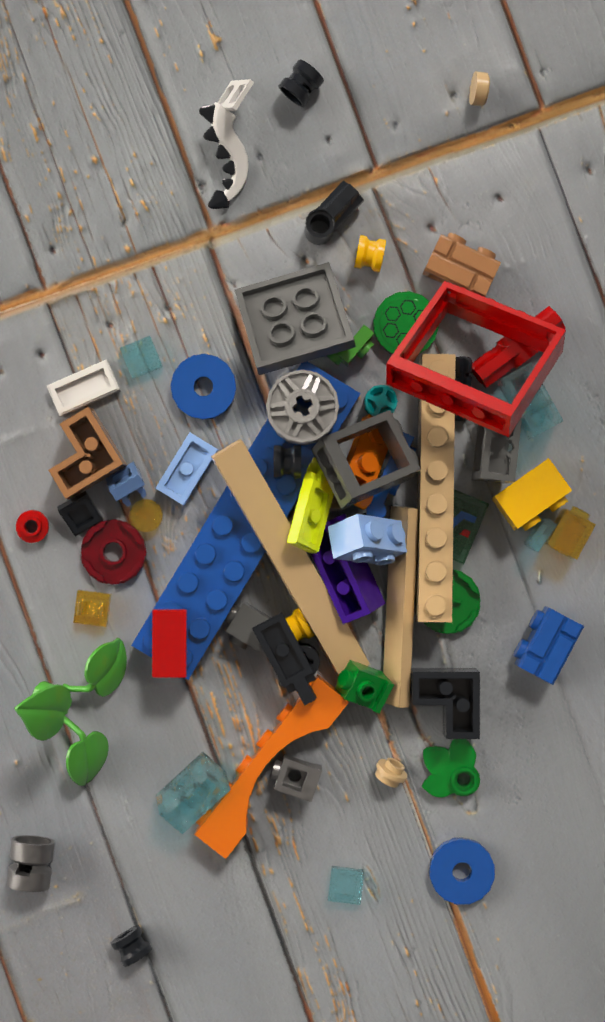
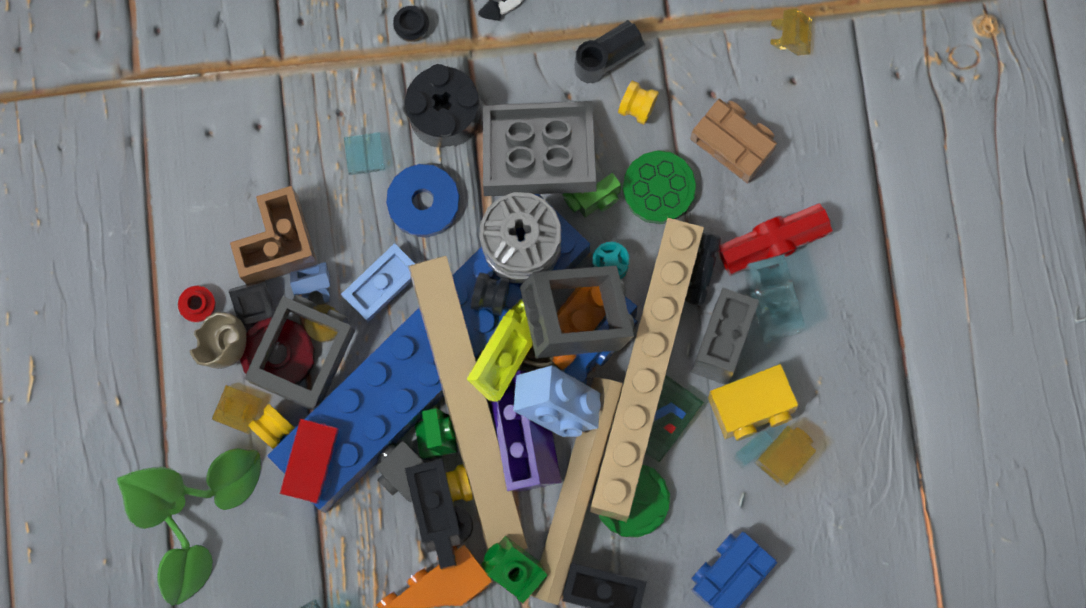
camera: 20 degrees right, 10 degrees down
(61, 555) = (219, 341): none -> dark tan hair
(83, 388) = (296, 169): white tile -> none
(127, 582) = (282, 387): none -> dark grey window
(127, 616) = (271, 426): none -> yellow wheel
(151, 229) = (411, 23): none -> black plate
(193, 282) = (442, 86): none -> black brick
(268, 589) = (435, 434): none -> green bracket
(454, 395) = (696, 268): red window -> none
(493, 156) = (795, 34): none -> clear yellow tile

